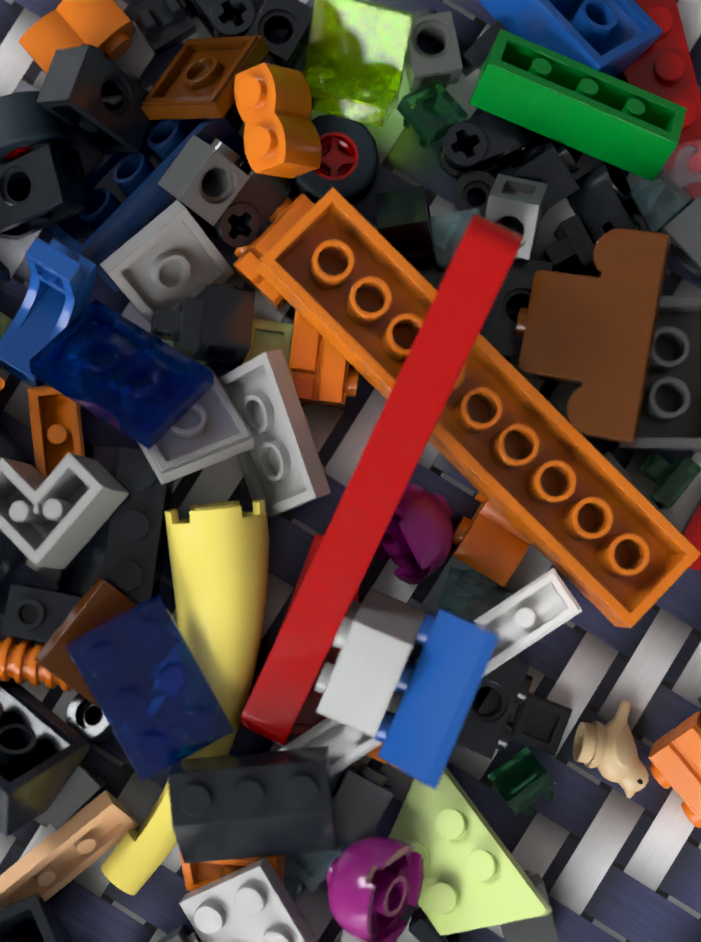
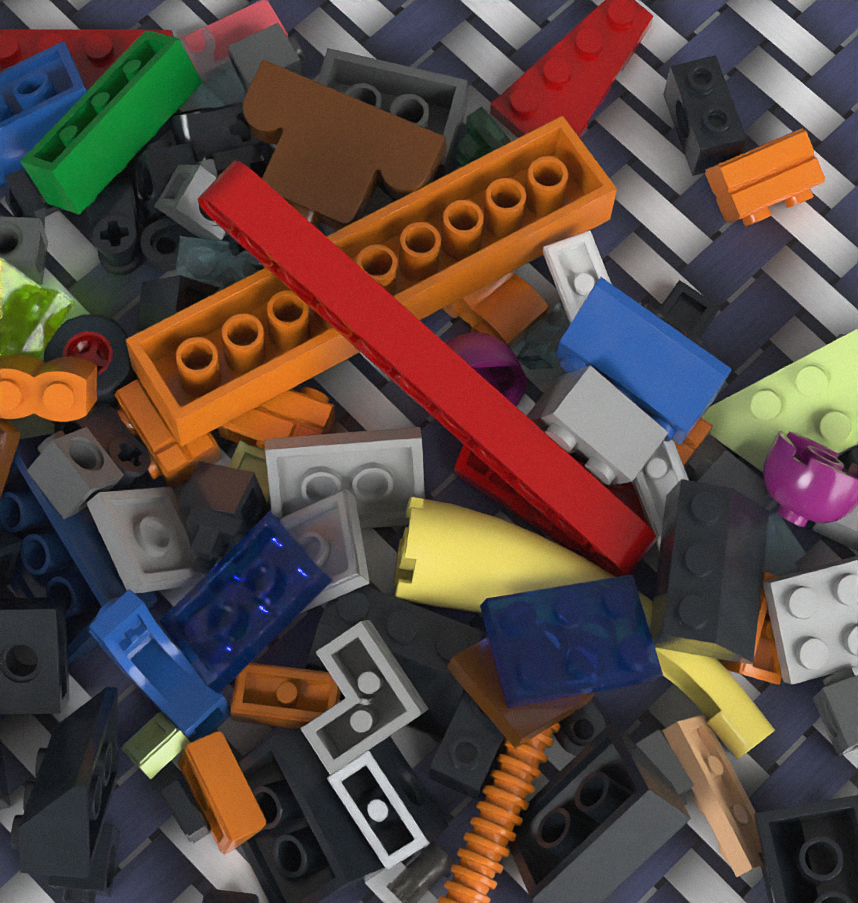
camera: 80 degrees left, 15 degrees down
(430, 112) = (73, 261): clear green tile -> none
(522, 781) = (737, 337): clear green tile -> none
(612, 751) = (725, 253): tan animal -> none

